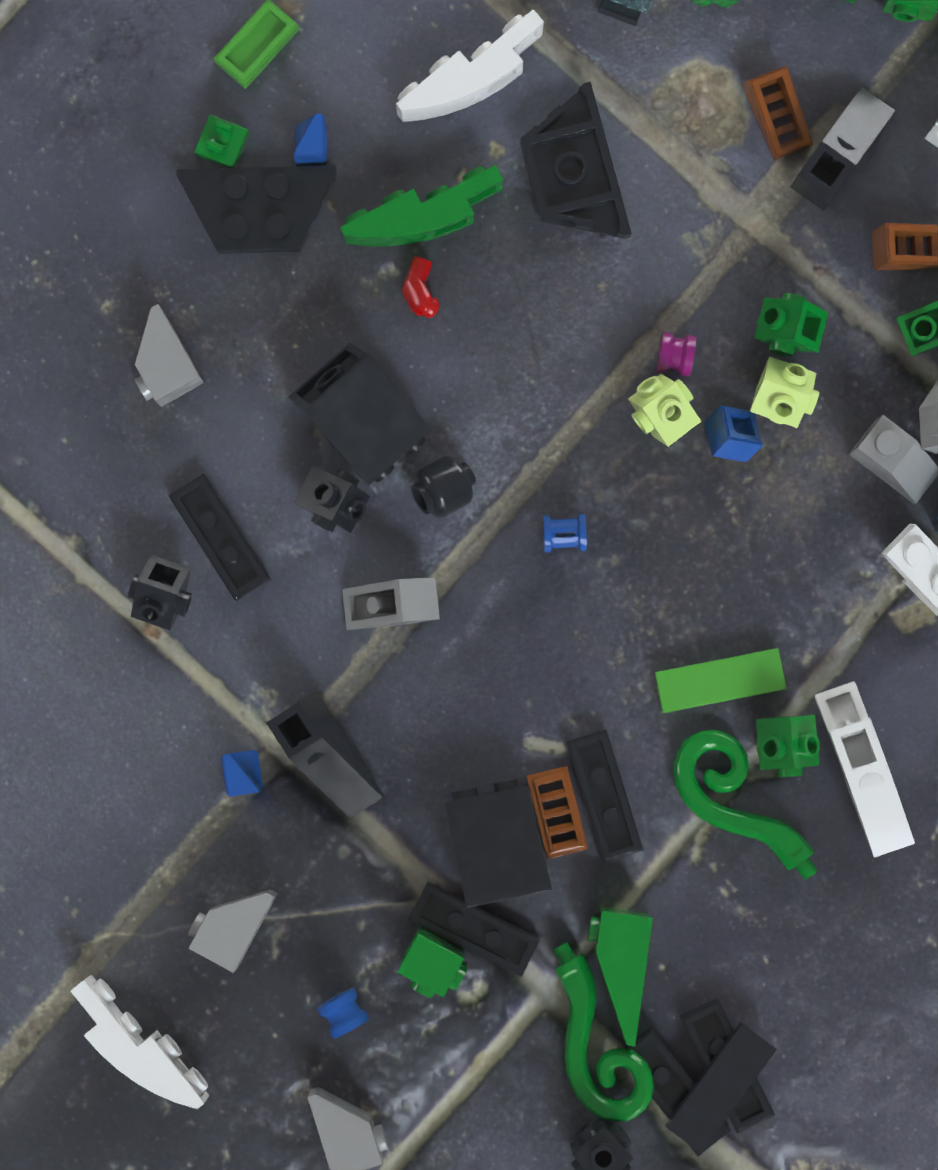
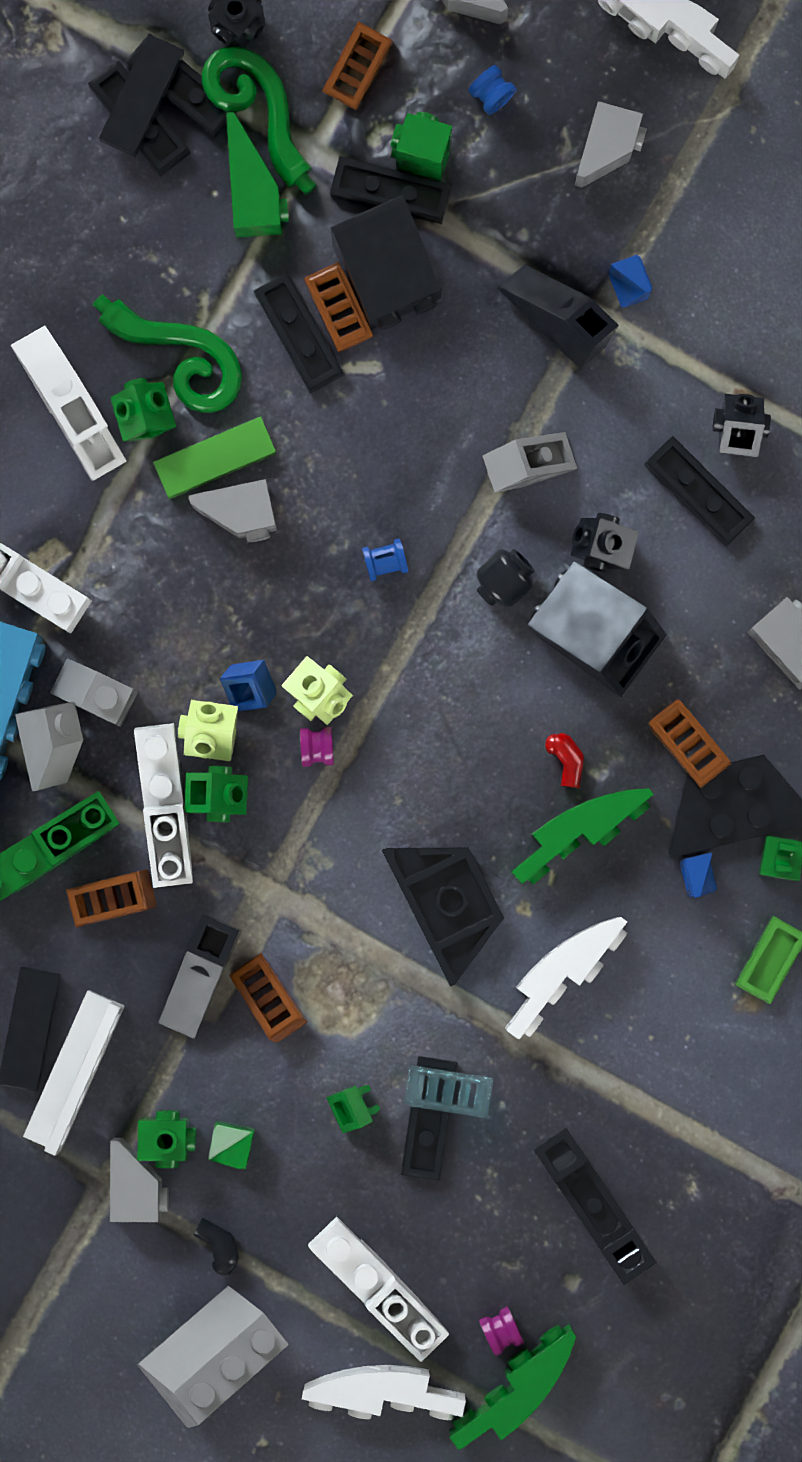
camera: 170 degrees right, 0 degrees up
(307, 306) = (668, 718): none -> dark orange slope
(455, 1099) = (359, 32): none -> dark orange slope
(706, 617) = (239, 509): none -> light grey slope
(846, 328) = (164, 805): none -> white slope

